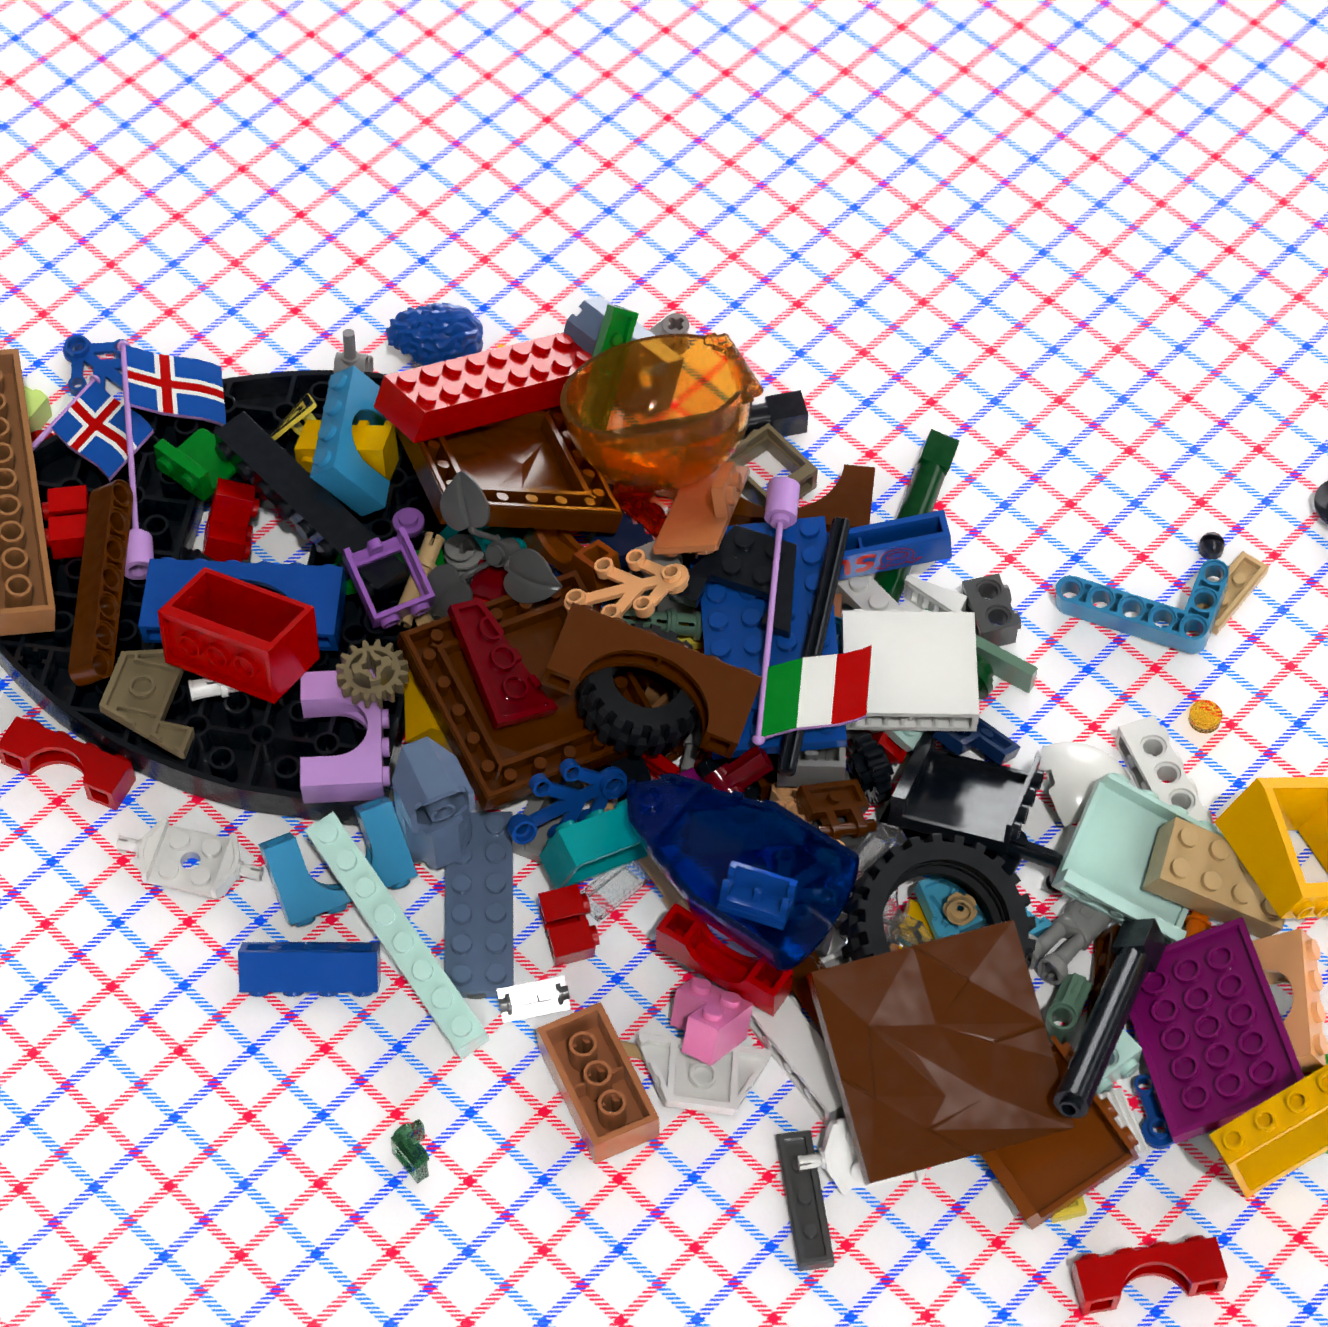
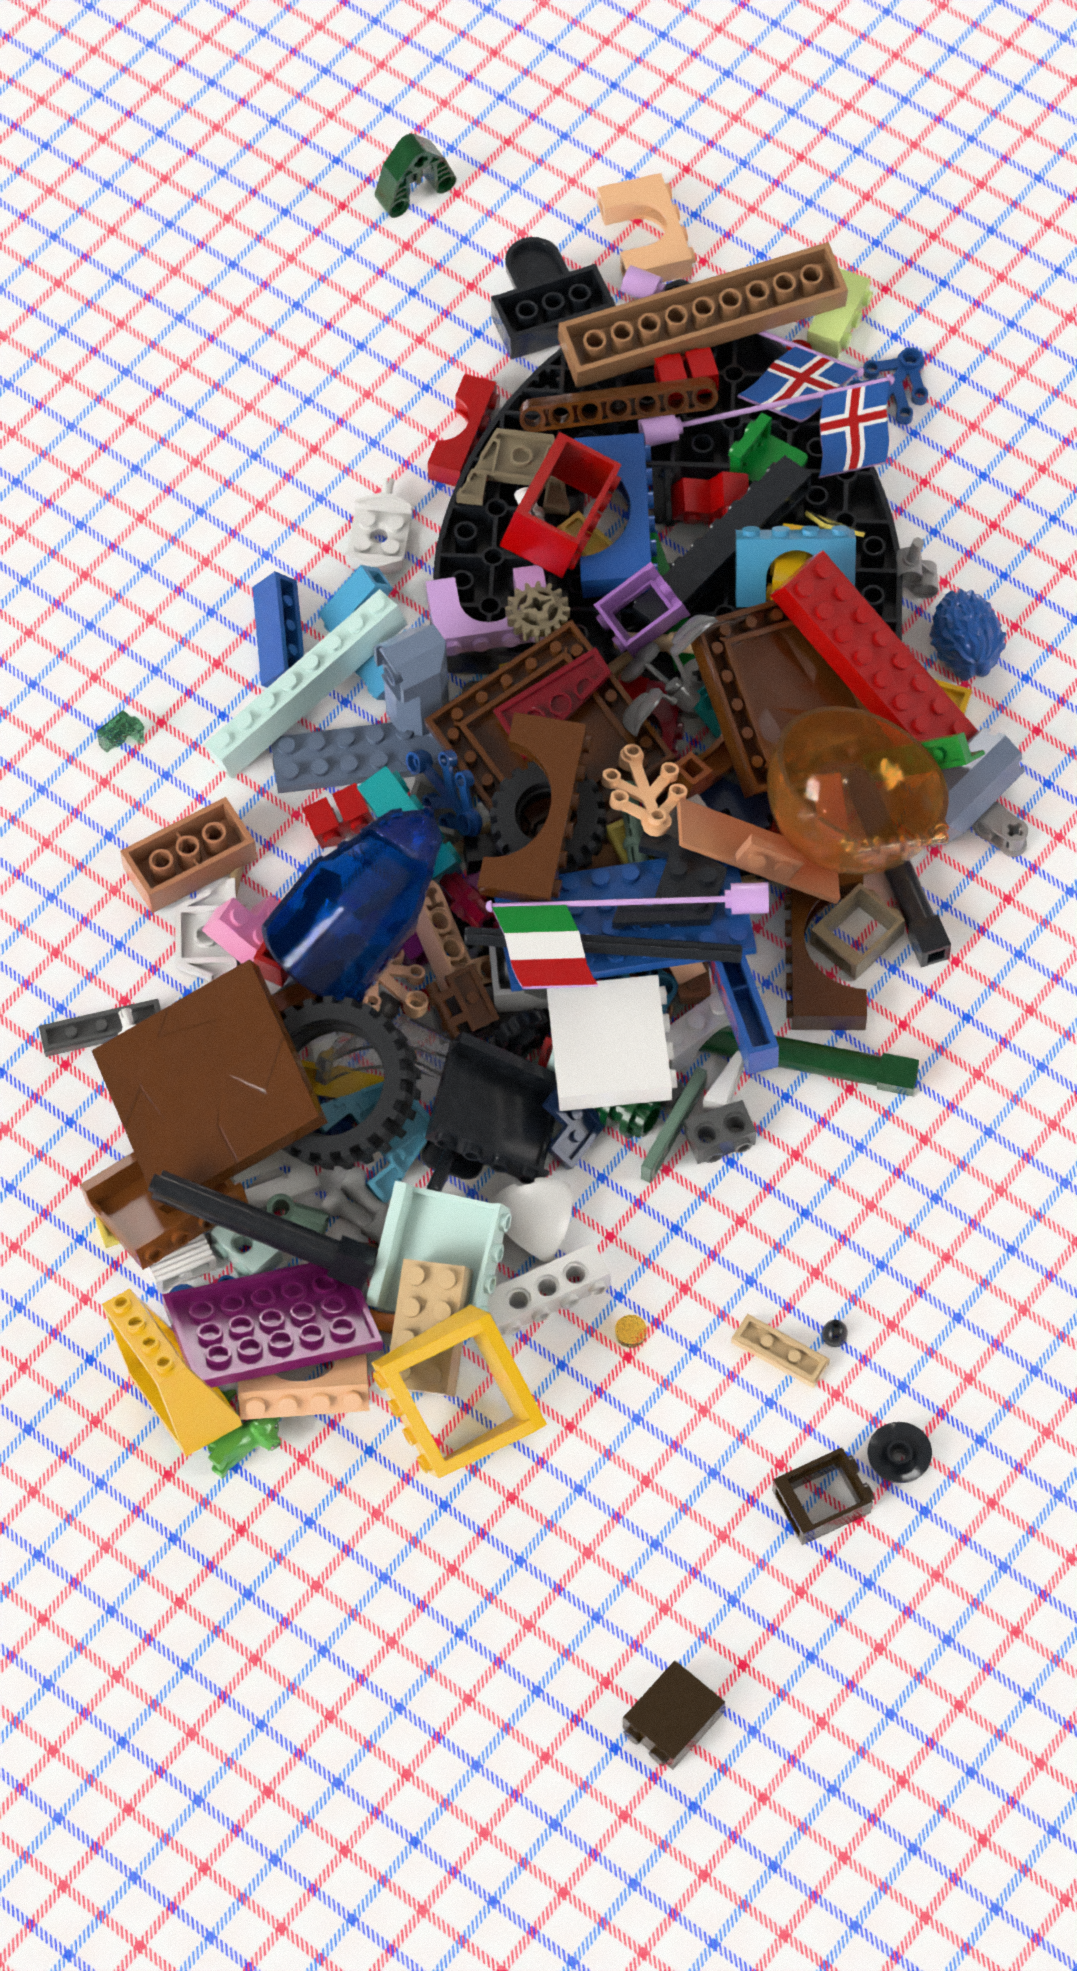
camera: 85 degrees right, 5 degrees up
(533, 999) = (269, 802): hinge -> none
(758, 895) = (344, 932): blue hinge -> none
(960, 917) = (364, 1105): tan plate -> none
(1148, 610) = (732, 1268): dark azure beam -> none
(1191, 1265) = (35, 1259): red arch -> none

